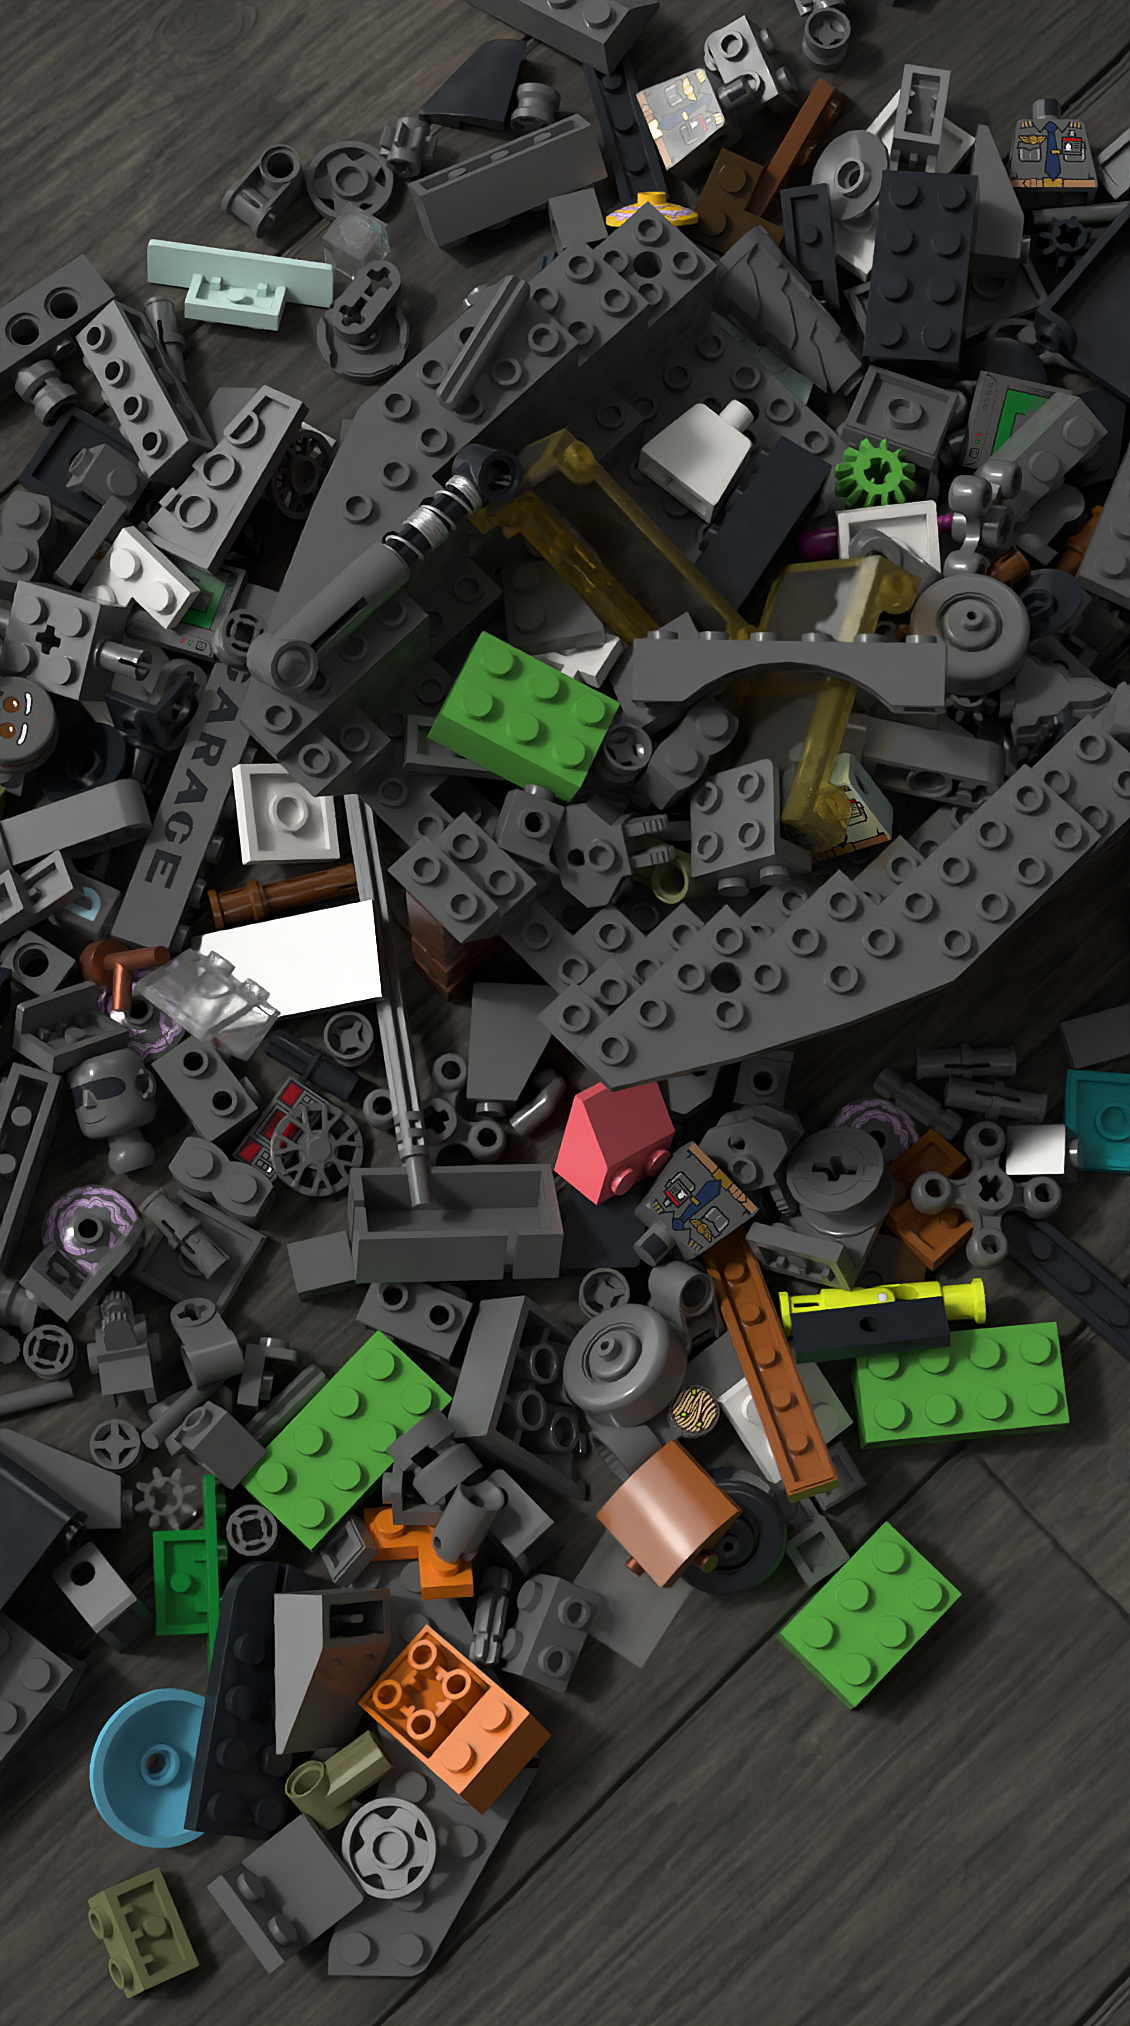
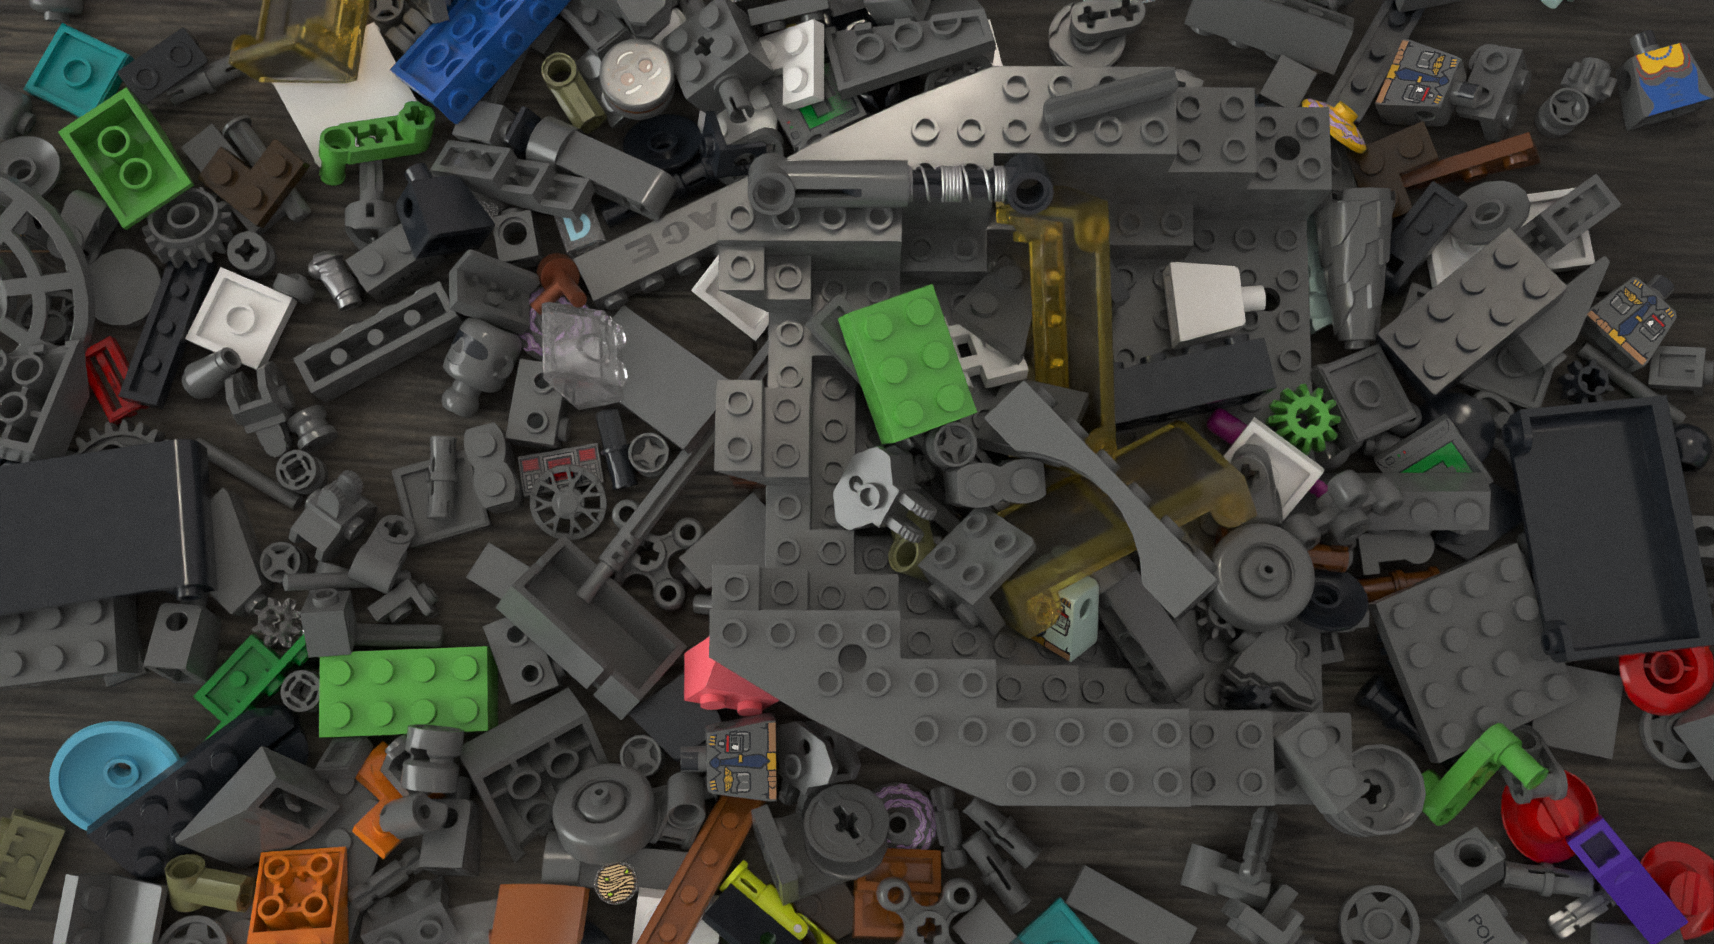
camera: 50 degrees right, 5 degrees up
(65, 1286) = (346, 441): dark grey bracket -> none
(87, 1204) = (413, 434): dish -> none
(260, 900) = (684, 322): reddish brown pin -> none
(512, 833) = (825, 431): dark grey brick -> none

